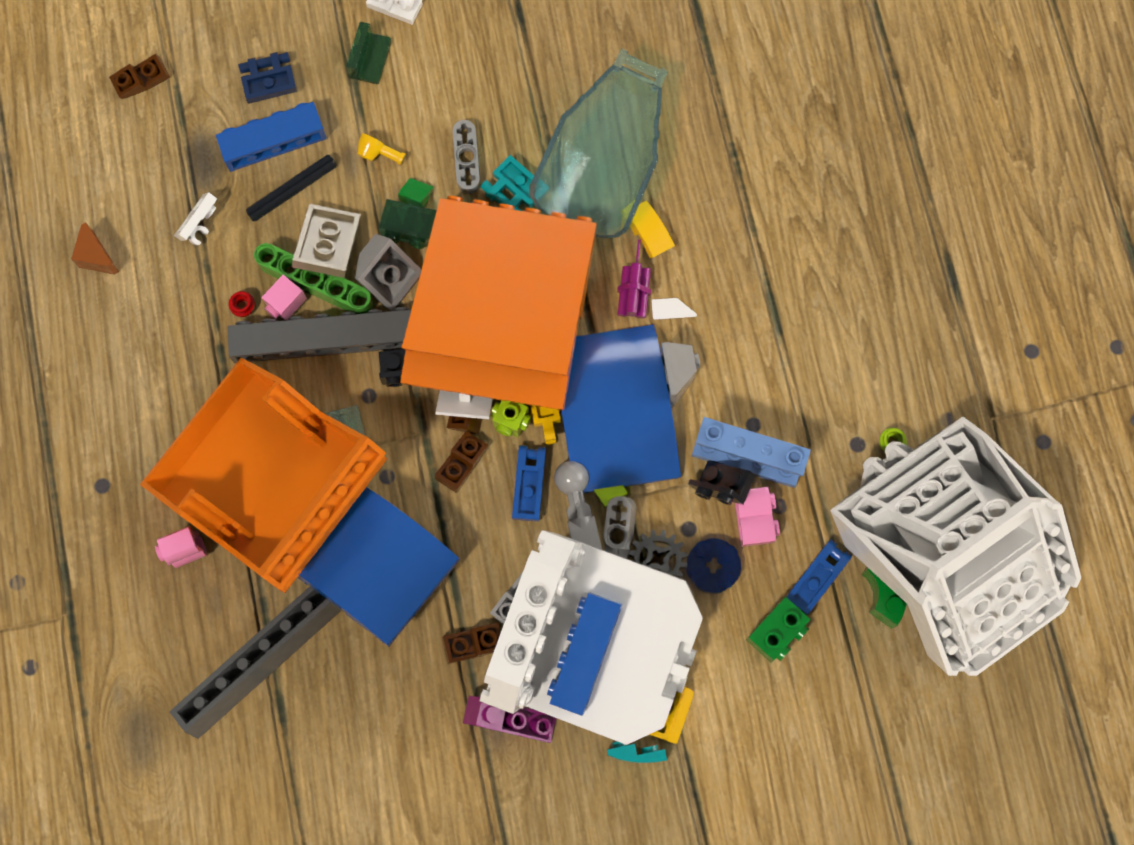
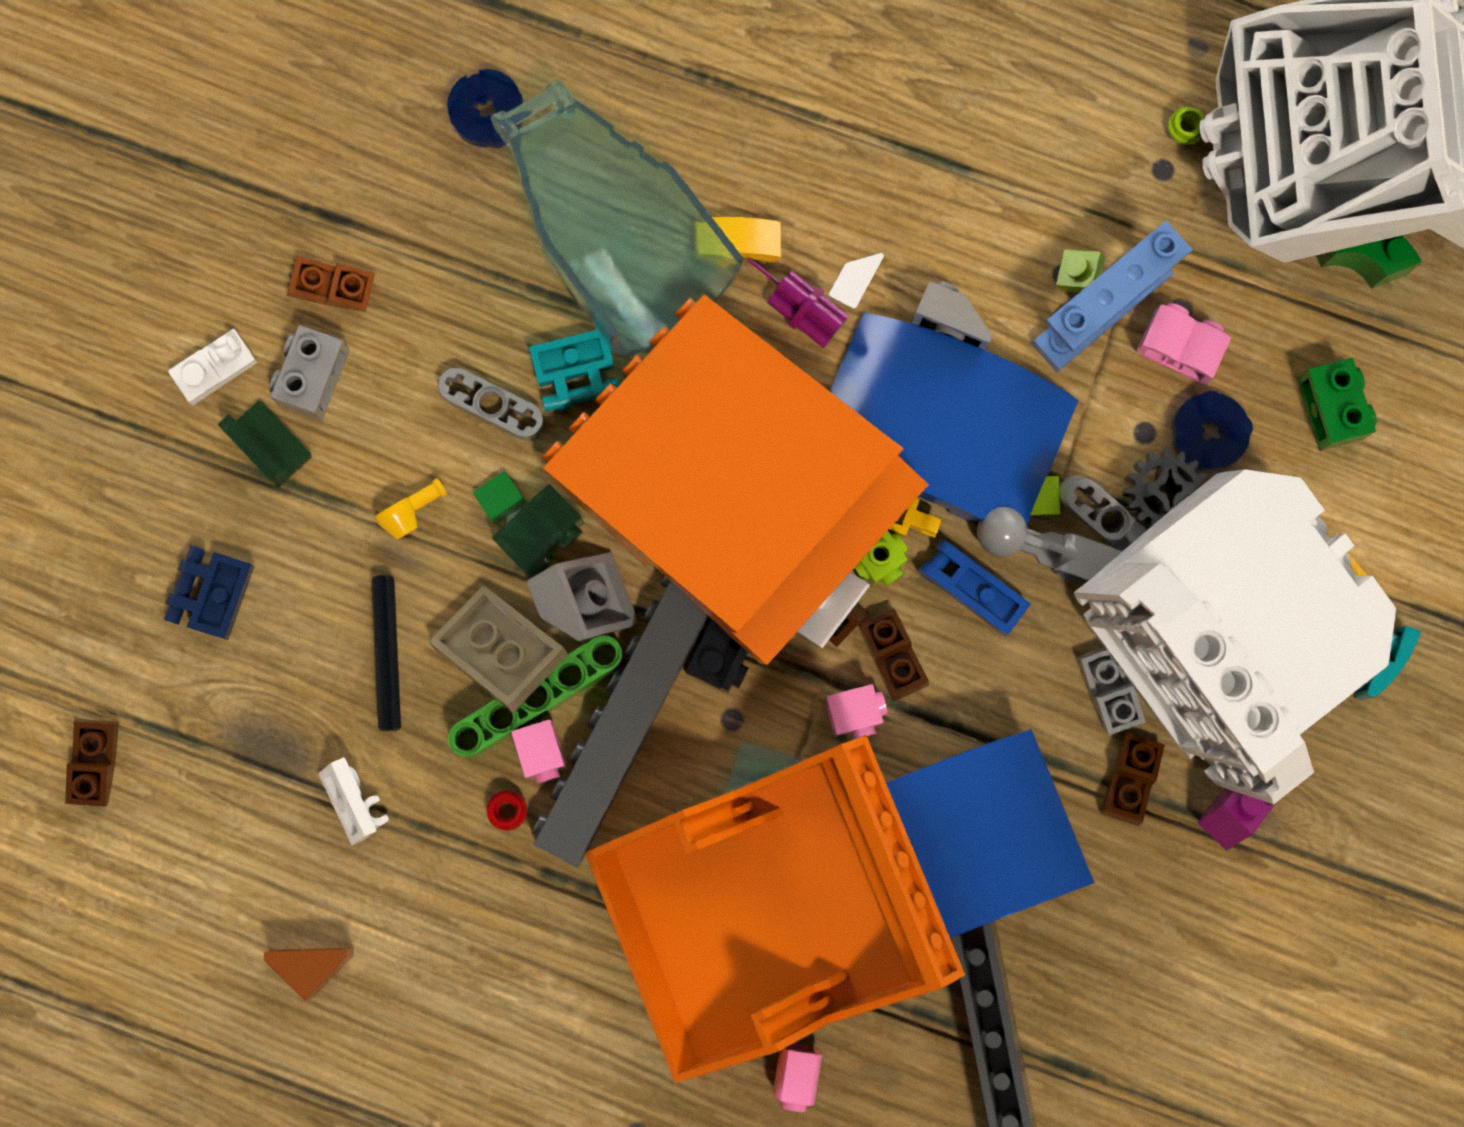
camera: 65 degrees left, 5 degrees up
(271, 136) = (298, 635): blue brick -> none
(413, 458) = (856, 711): none -> bright pink brick
(421, 52) = (309, 372): none -> light grey brick
(479, 33) = (330, 285): none -> dark orange slope
(585, 653) = (1266, 639): blue brick -> none
(634, 36) = (475, 90): none -> clear blue plate
(724, 483) = (1124, 351): black bracket -> none
(761, 425) = (1079, 269): none -> lime plate
(818, 577) = (1300, 317): blue plate -> none

